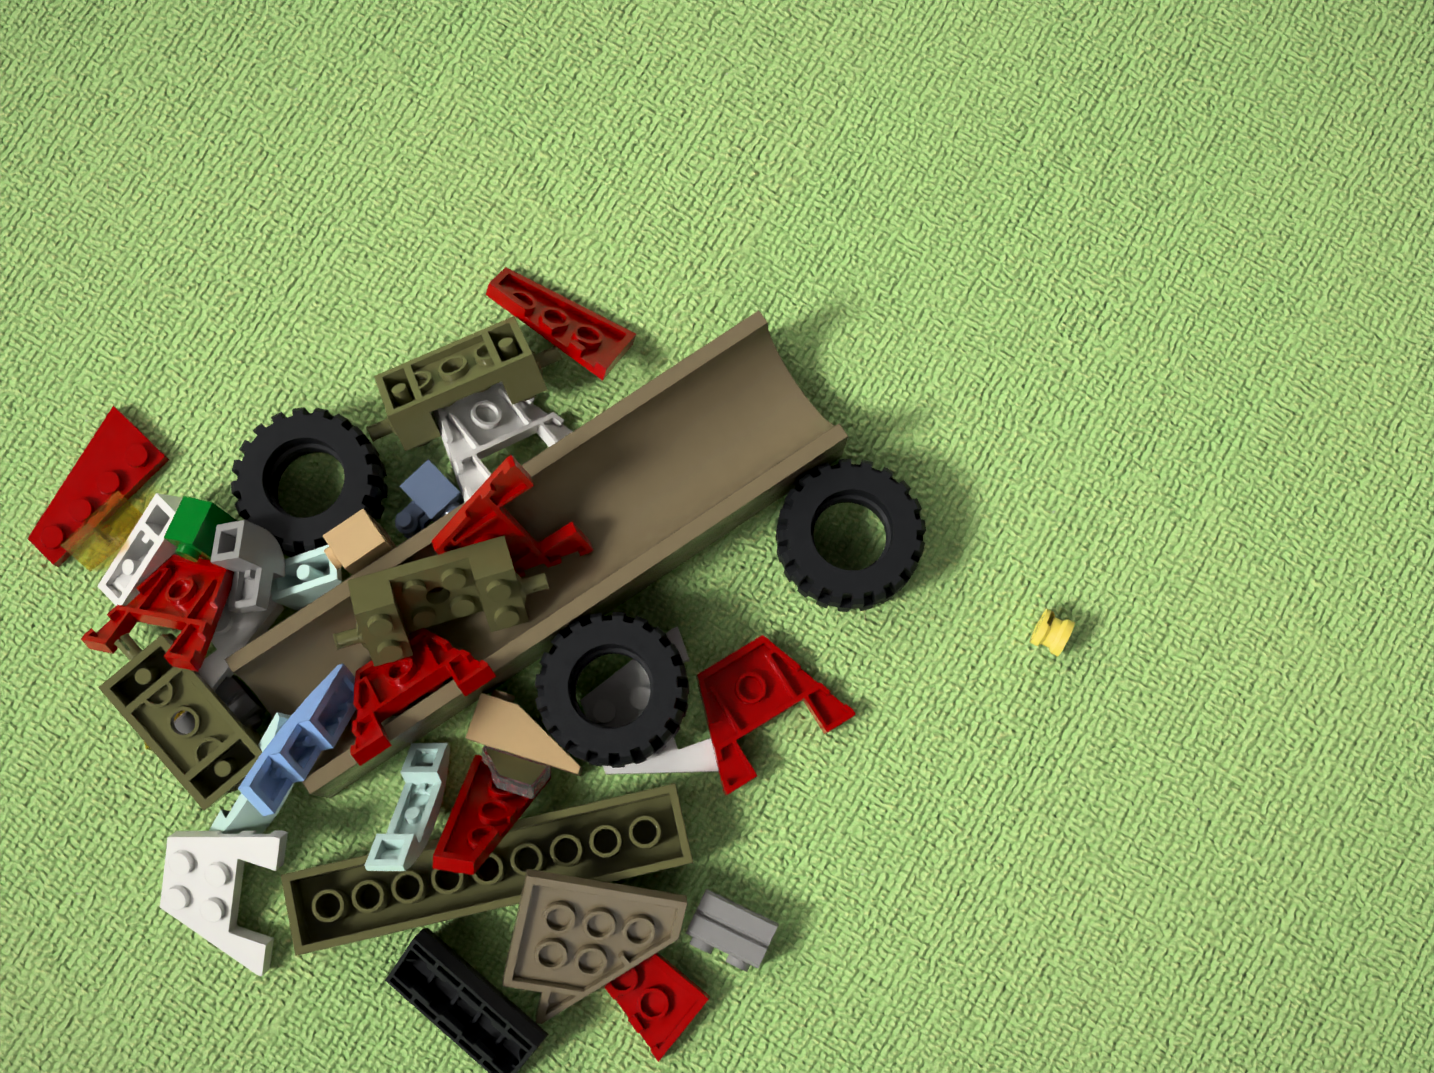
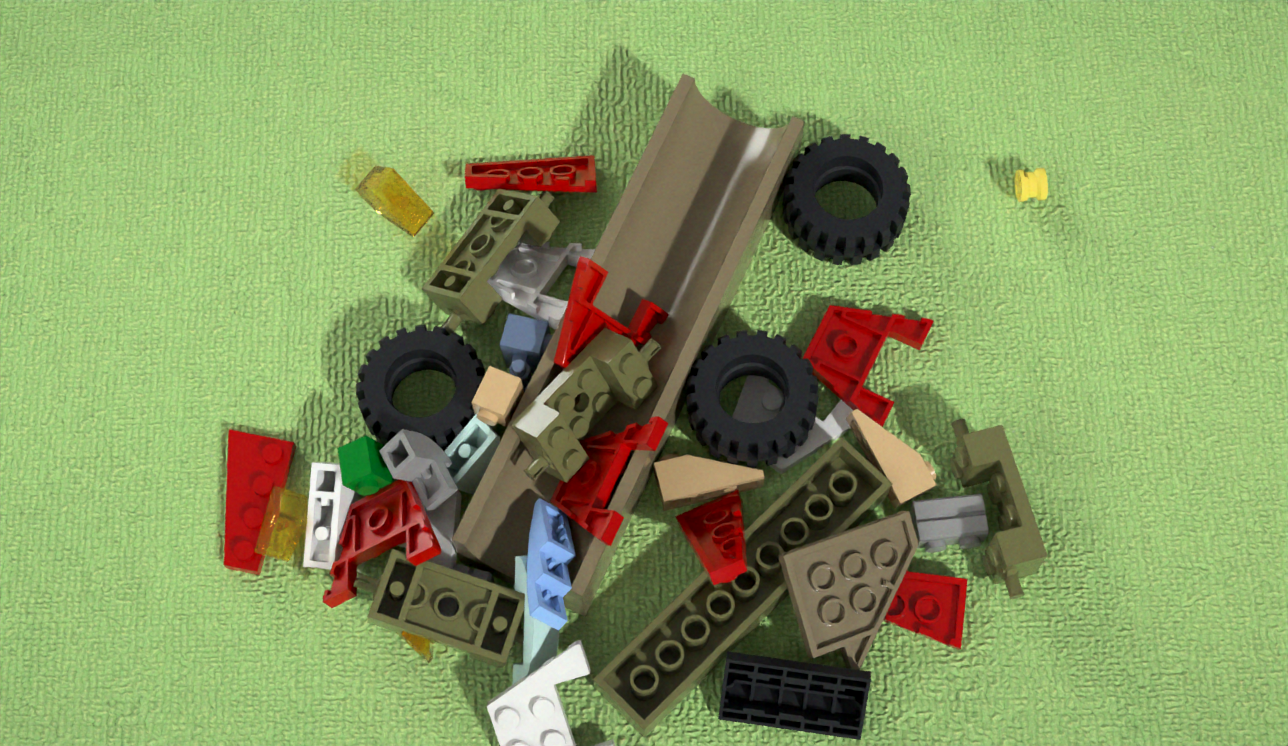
camera: 30 degrees left, 10 degrees down
(411, 265) = (394, 199): none -> clear yellow slope
(416, 810) = (659, 571): light aqua slope -> none
(515, 772) = (717, 503): tile -> none
(718, 845) = (894, 459): none -> tan slope
(774, 1006) = (1019, 546): none -> olive brick

